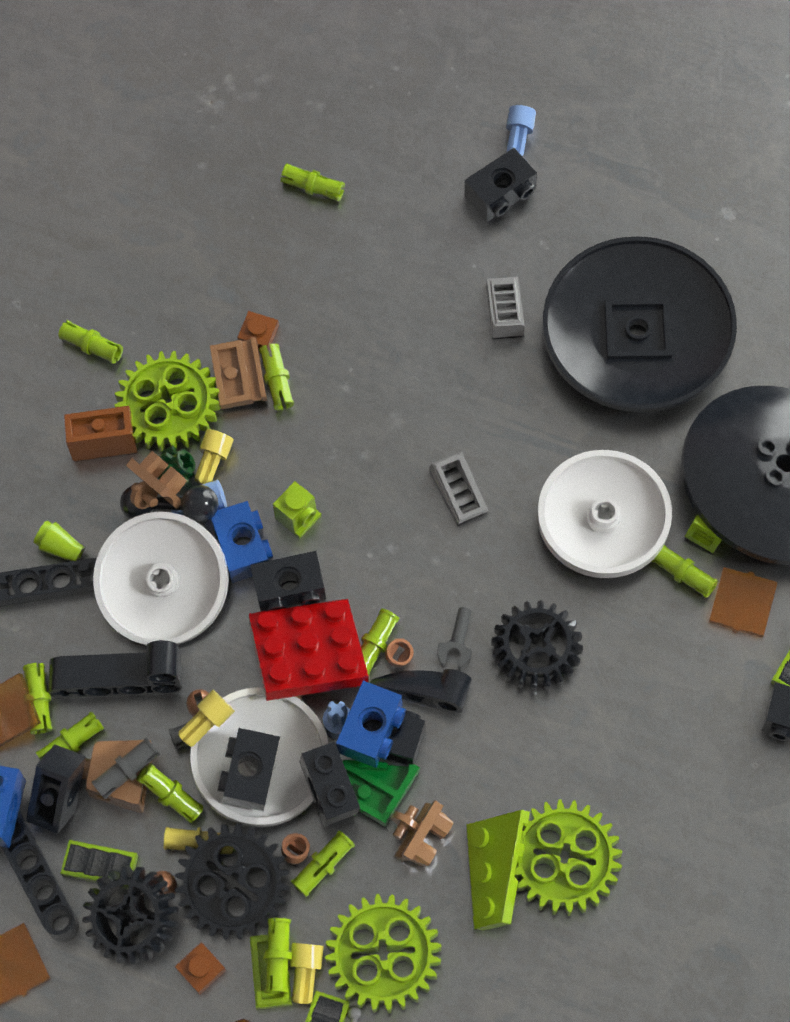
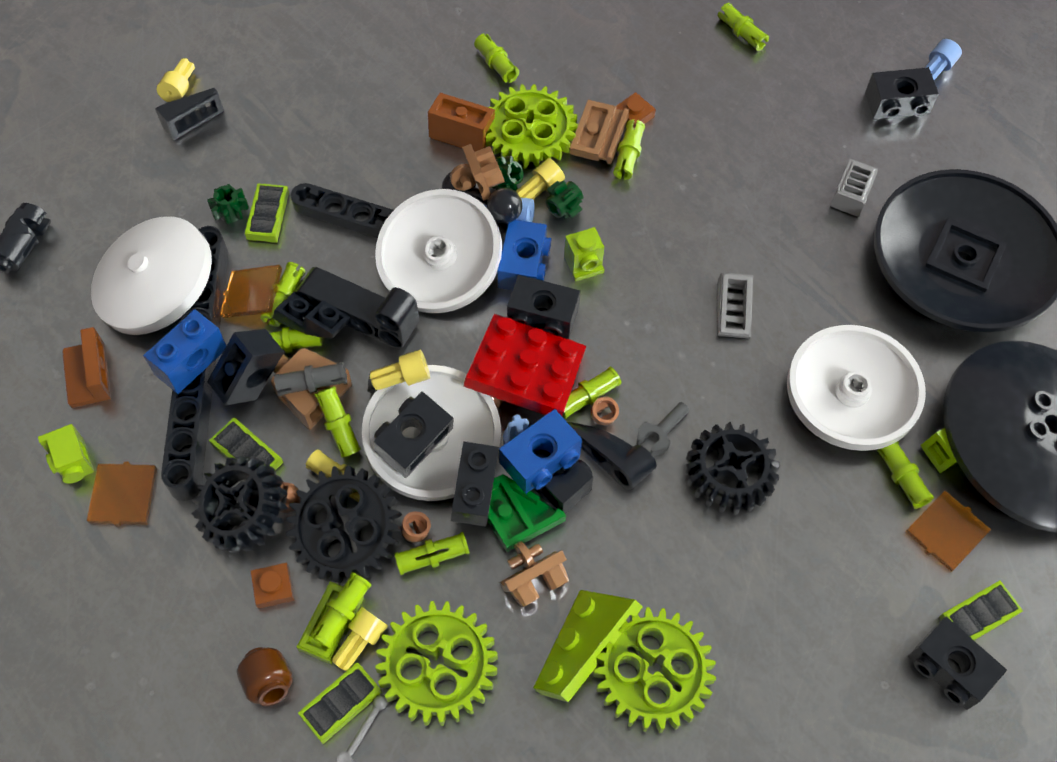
camera: 25 degrees right, 5 degrees down
(58, 542) = (376, 185): lime cone -> none
(76, 711) = (303, 316): none -> black slope
(246, 463) = (564, 199): none -> dark green gear

